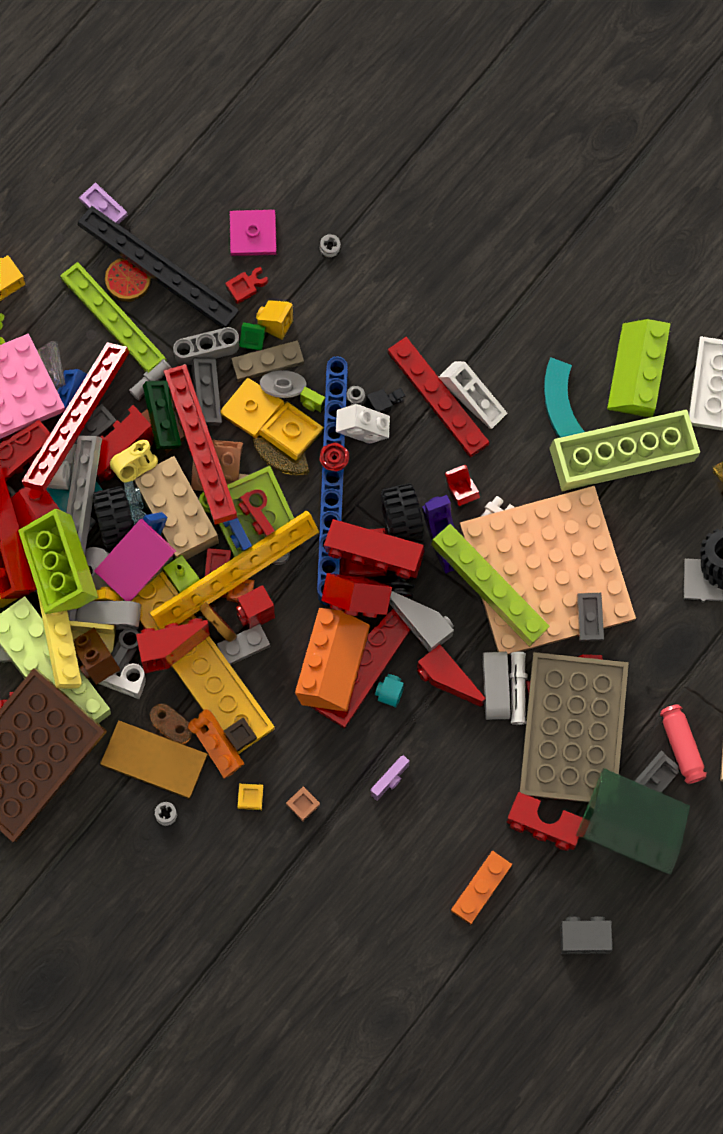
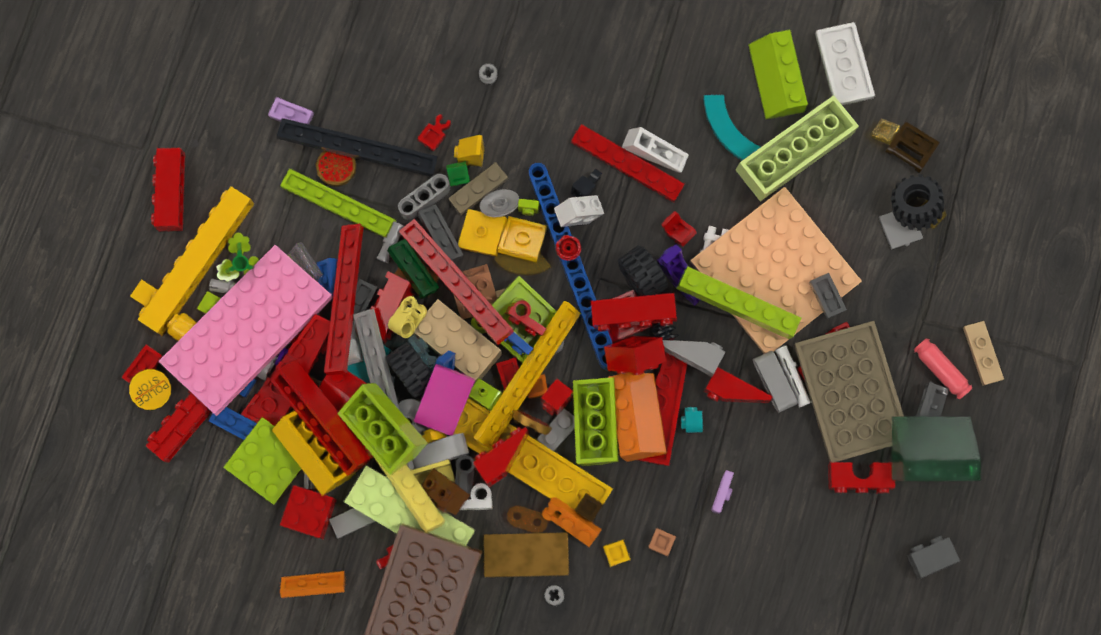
camera: 15 degrees left, 5 degrees up
(252, 232) = (421, 87): dark pink plate -> none
(284, 648) = (595, 421): none -> lime slope
(355, 395) = (562, 186): light grey pin -> none
(481, 887) = (832, 551): orange plate -> none

